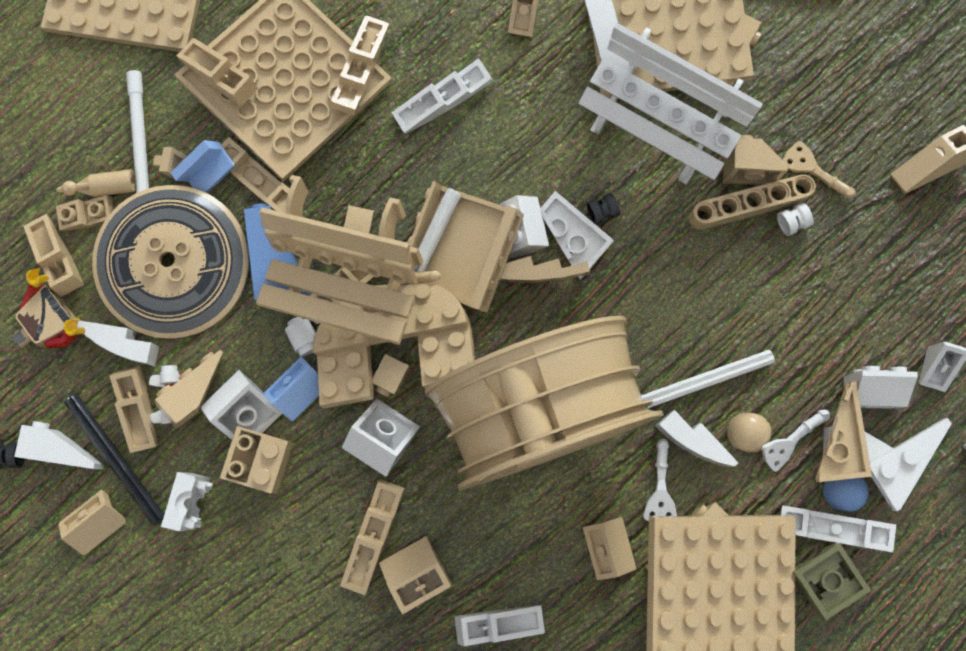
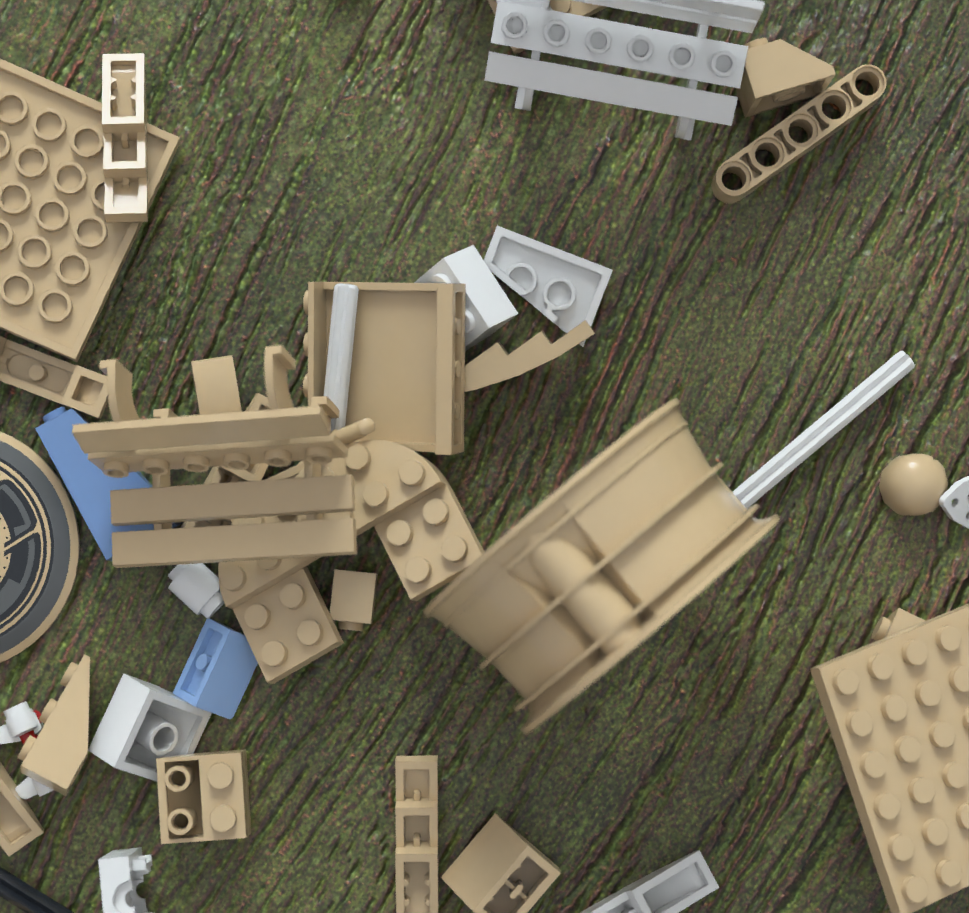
camera: 25 degrees left, 5 degrees up
(380, 437) = (373, 693): white slope -> none
(442, 97) = (269, 137): white slope -> none
(604, 208) = (579, 225): black wheel -> none
(609, 549) = (769, 731): tan panel -> none
(660, 493) = (815, 622): white piece -> none
(695, 440) = (837, 526): white slope -> none
(795, 219) = (872, 136): white wheel -> none
(811, 166) = (869, 44): tan piece -> none

